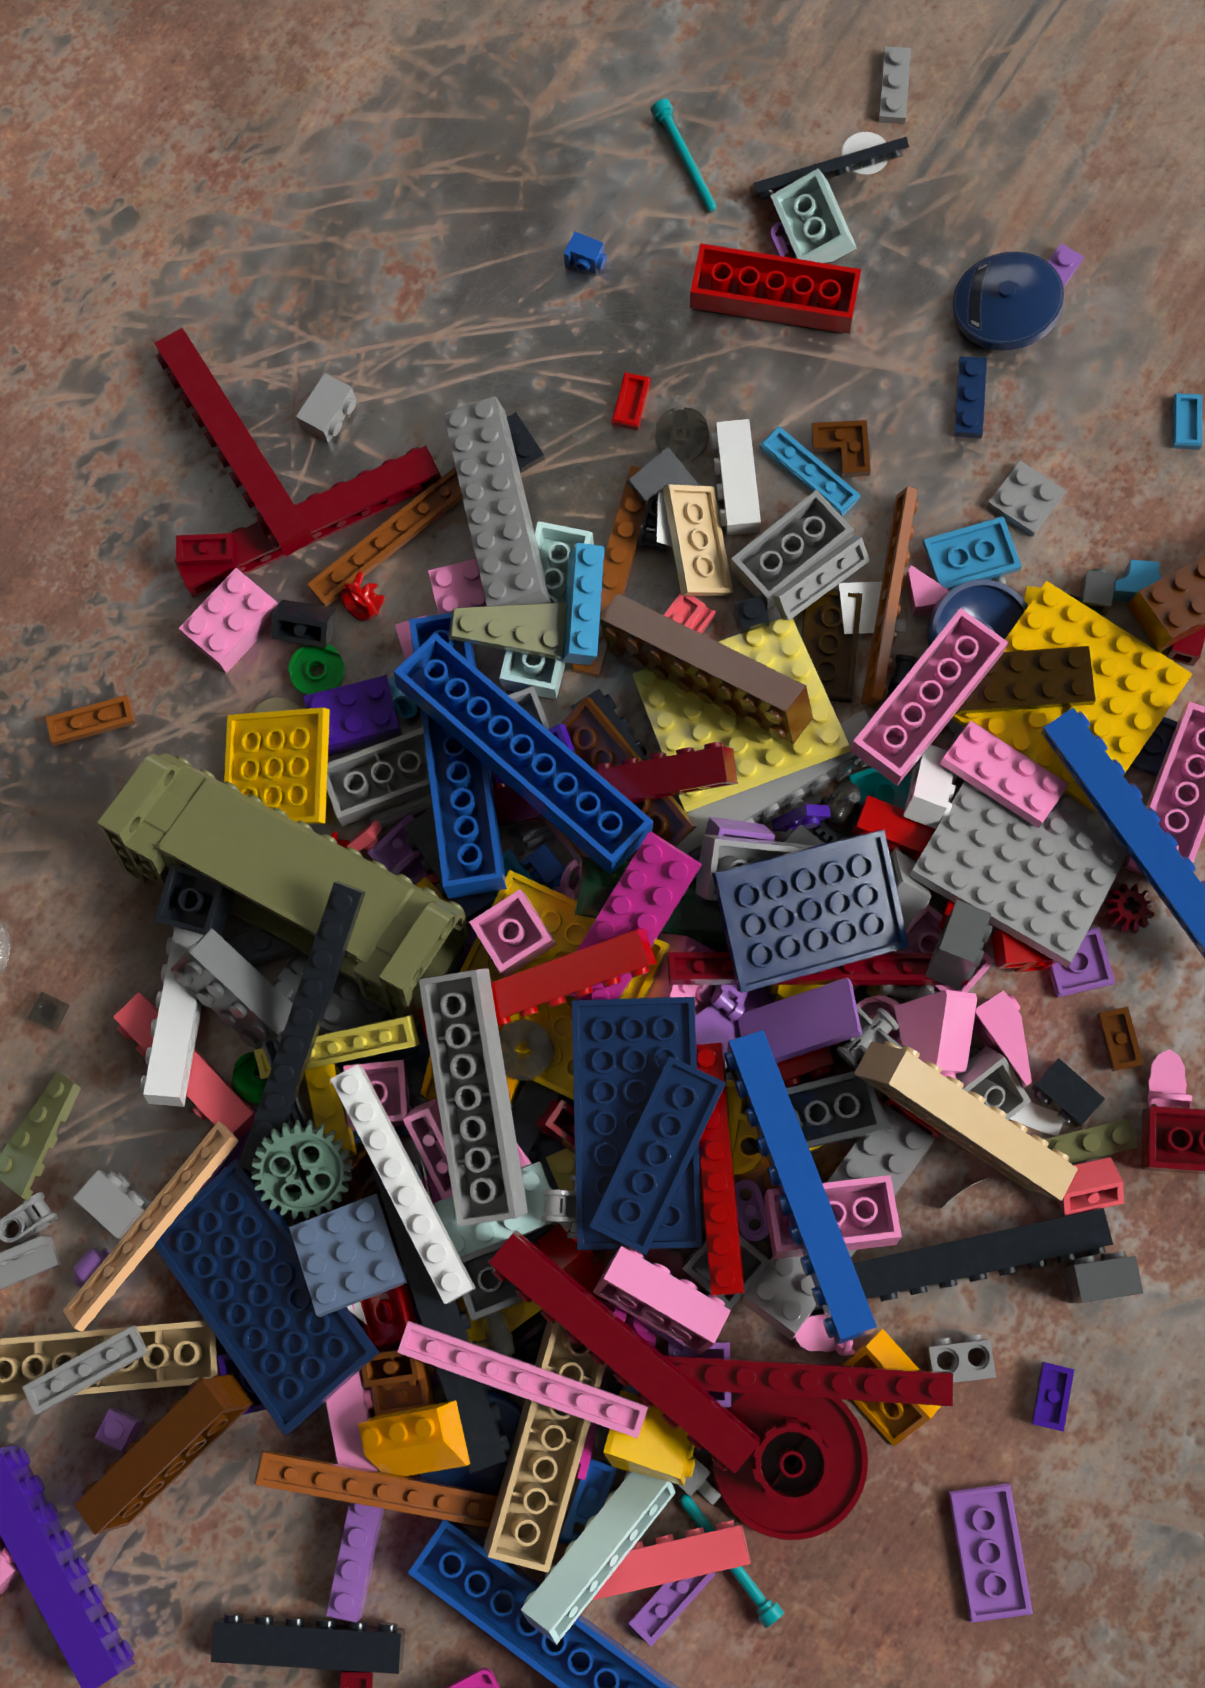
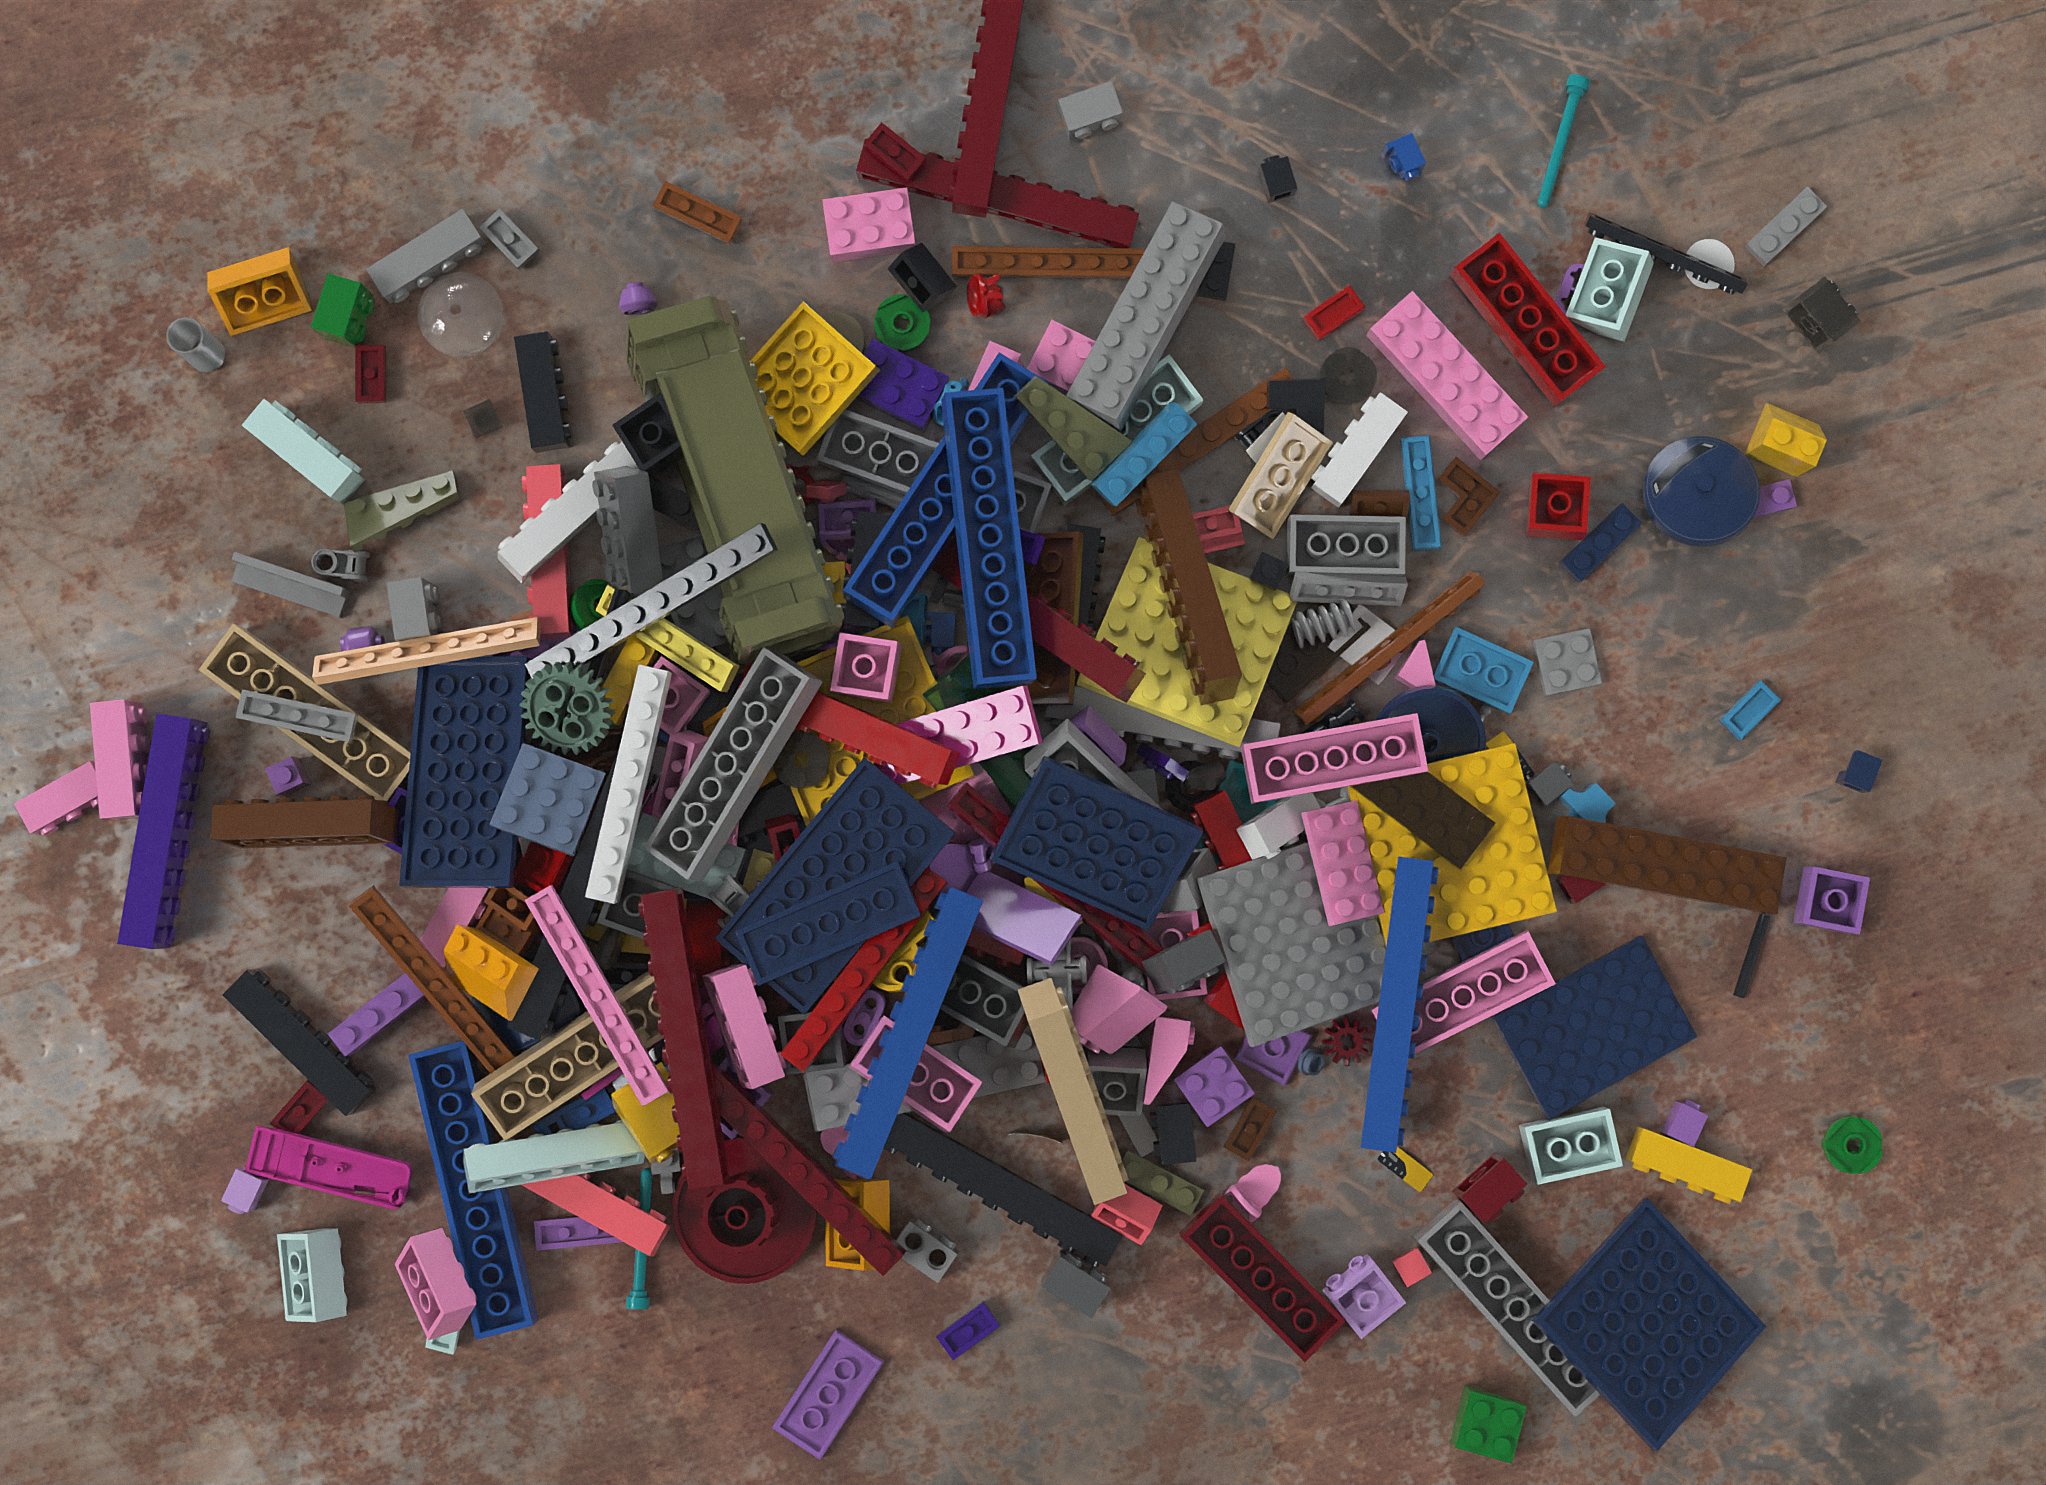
camera: 30 degrees right, 10 degrees up
(79, 951) = (542, 391): none -> black brick
(89, 817) = (637, 299): none -> medium lavender cone
(506, 343) = (1277, 178): none -> black brick
(753, 374) = (1446, 375): none -> bright pink brick
(786, 499) = (1380, 503): none -> reddish brown plate
(825, 614) = (1323, 623): none -> light grey piece
(834, 1155) = (940, 1034): none -> dark orange plate
(918, 394) = (1558, 506): none -> red brick
(977, 114) = (1822, 314): none -> clear smoke brick
(1036, 218) = (1786, 441): none -> yellow slope
(1062, 1029) = (1213, 1085): none -> medium lavender brick
(1117, 947) = (1311, 1061): none -> sand blue plate

